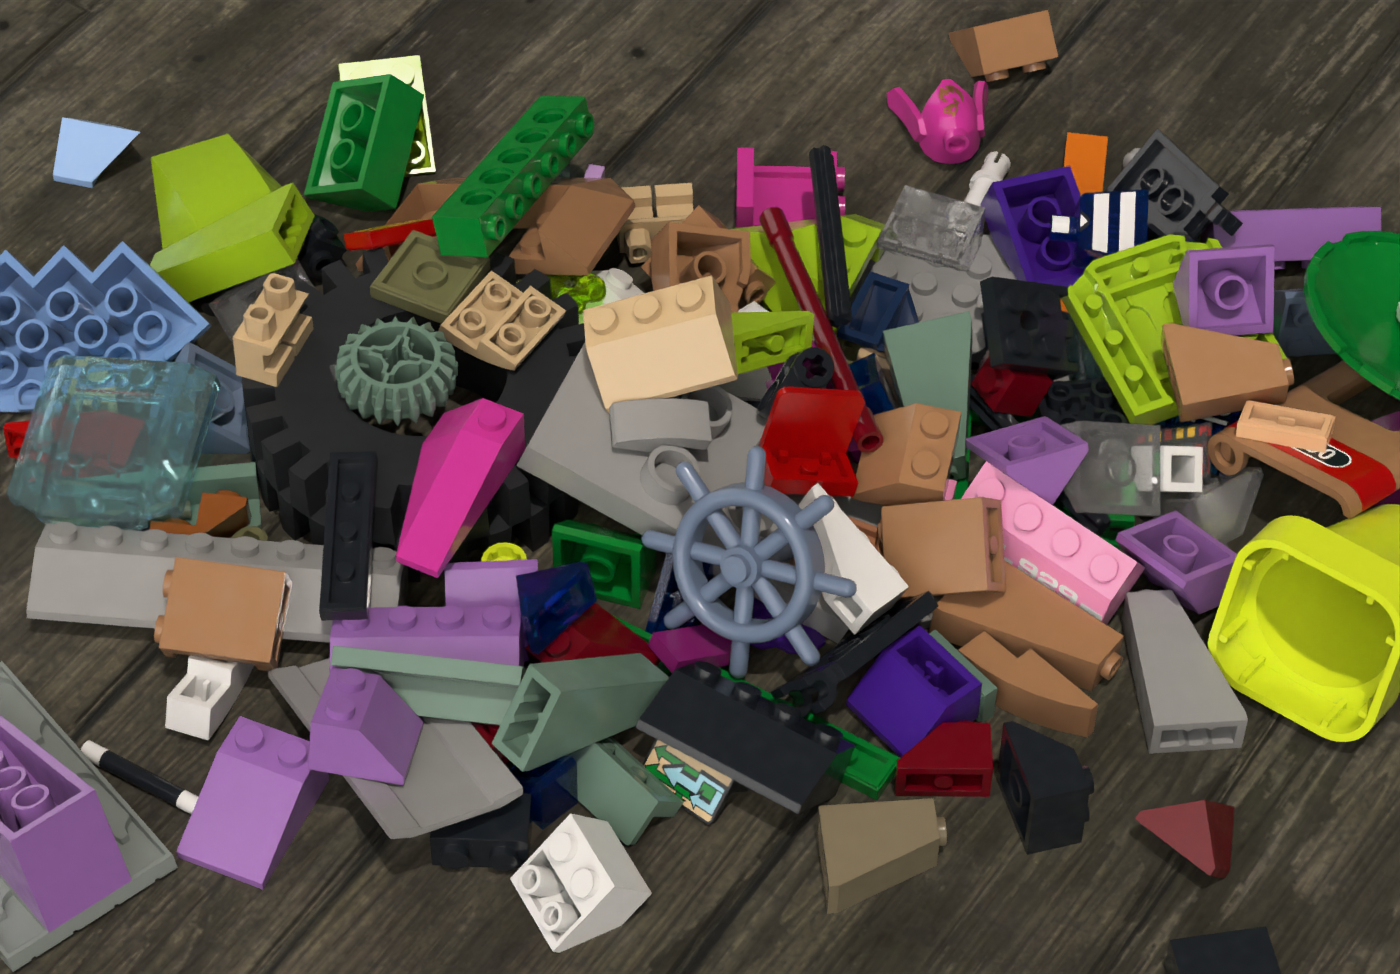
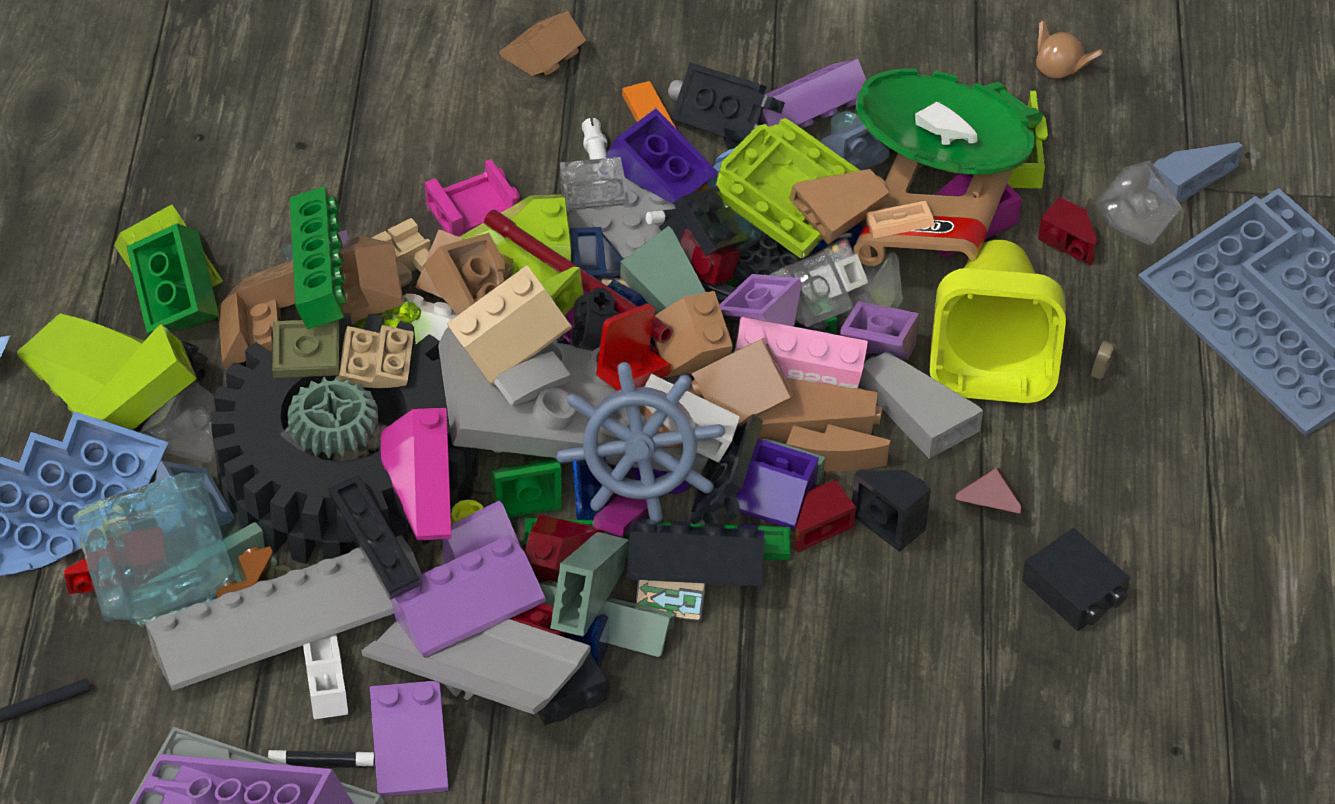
camera: 30 degrees left, 0 degrees up
(224, 612) = (313, 625): medium nougat panel -> none
(272, 332) = (233, 426): tan hips -> none
(363, 729) = (463, 656): medium lavender slope -> none
(387, 234) = (251, 331): red tile -> none
(440, 685) = (485, 611): sand green panel -> none
(553, 601) = (527, 522): clear blue slope -> none
(580, 883) = (650, 692): white slope -> none
(830, 237) = (540, 214): black axle -> none
(875, 847) = (811, 587): dark tan slope -> none
(949, 123) = (548, 111): dark pink piece -> none
(1103, 224) = (704, 140): torso -> none
(1227, 289) = (816, 147): medium lavender slope -> none

